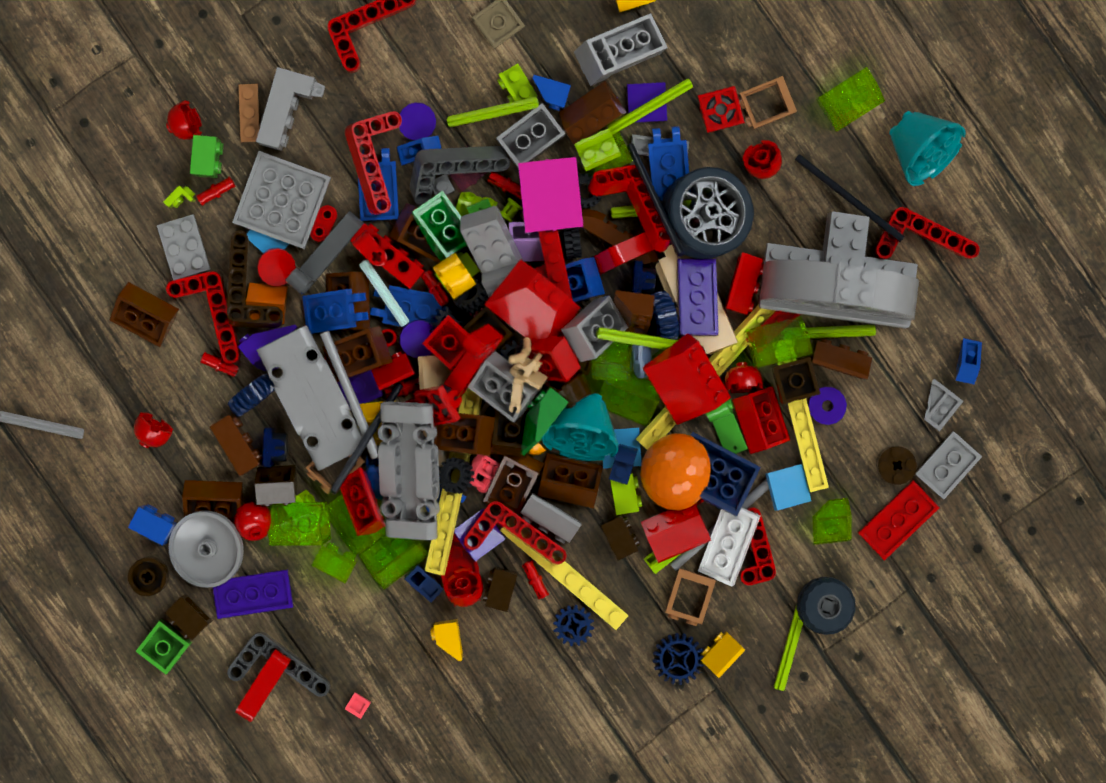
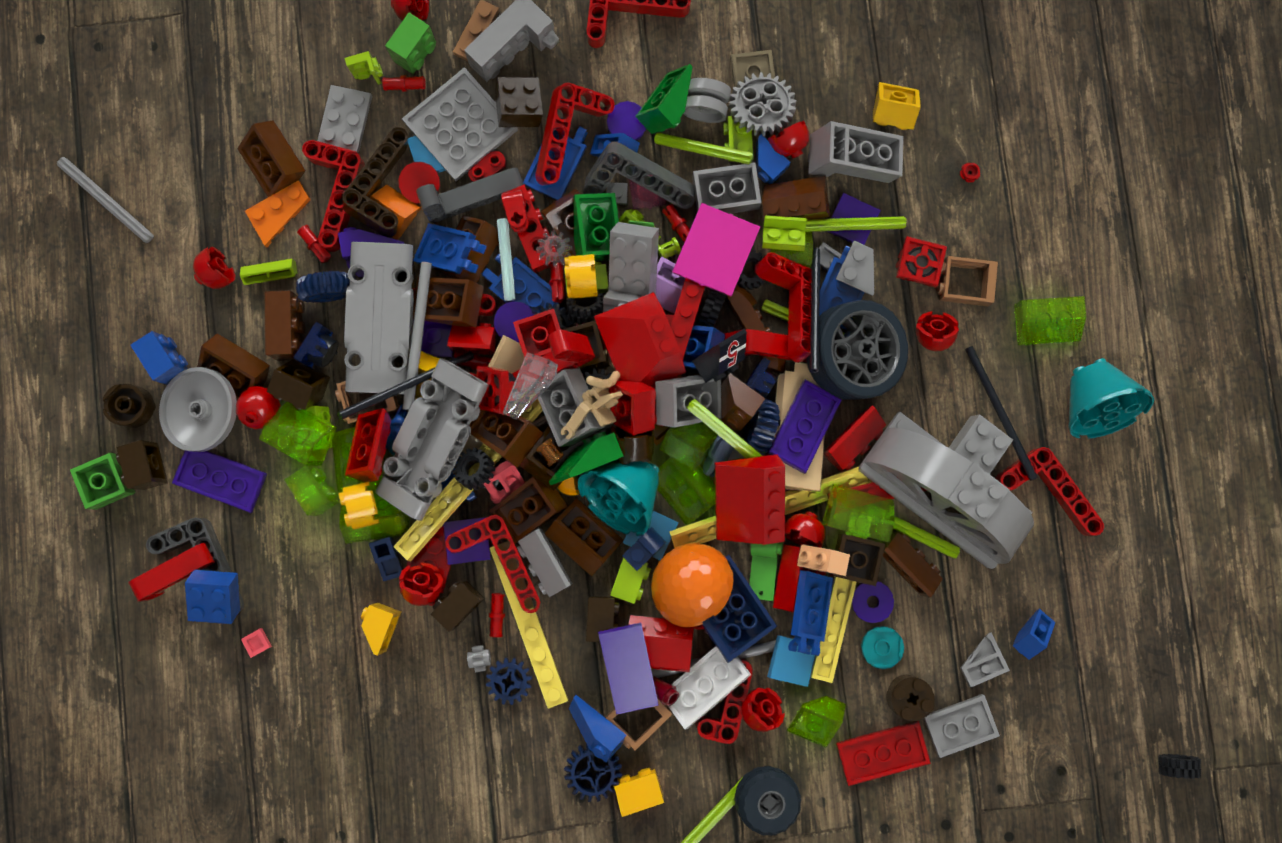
camera: 25 degrees right, 5 degrees down
(172, 355) = (277, 210): none -> orange wing
(196, 407) = (268, 268): none -> lime piece
(308, 685) = (212, 596): none -> blue brick
(321, 157) = (518, 102): none -> dark brown brick
(383, 553) = (359, 505): none -> yellow brick
(412, 262) = (561, 246): none -> clear gear
(442, 89) = (667, 101): none -> green slope
(465, 383) = (532, 380): none -> clear slope
(474, 71) = (707, 100): none -> light grey wheel
(508, 36) = (762, 104): none -> light grey gear
(509, 430) = (550, 452): none -> clear orange bush
(540, 621) = (479, 658): none -> light grey gear
(560, 66) = (791, 140): none -> red cylinder
(603, 281) = (722, 357): none -> black slope
(662, 563) = (628, 668): none -> tile
(664, 625) = (598, 732): none -> blue slope
(672, 144) = (858, 268): none -> light grey wing
(699, 566) = (666, 693): none -> dark red cone
(722, 4) = (974, 168): none -> red plate
(768, 396) = (823, 560): none -> light nougat brick
(781, 441) = (810, 612): none -> blue tile
(784, 538) = (762, 710): none -> red cylinder
(854, 437) = (882, 647): none -> teal tile

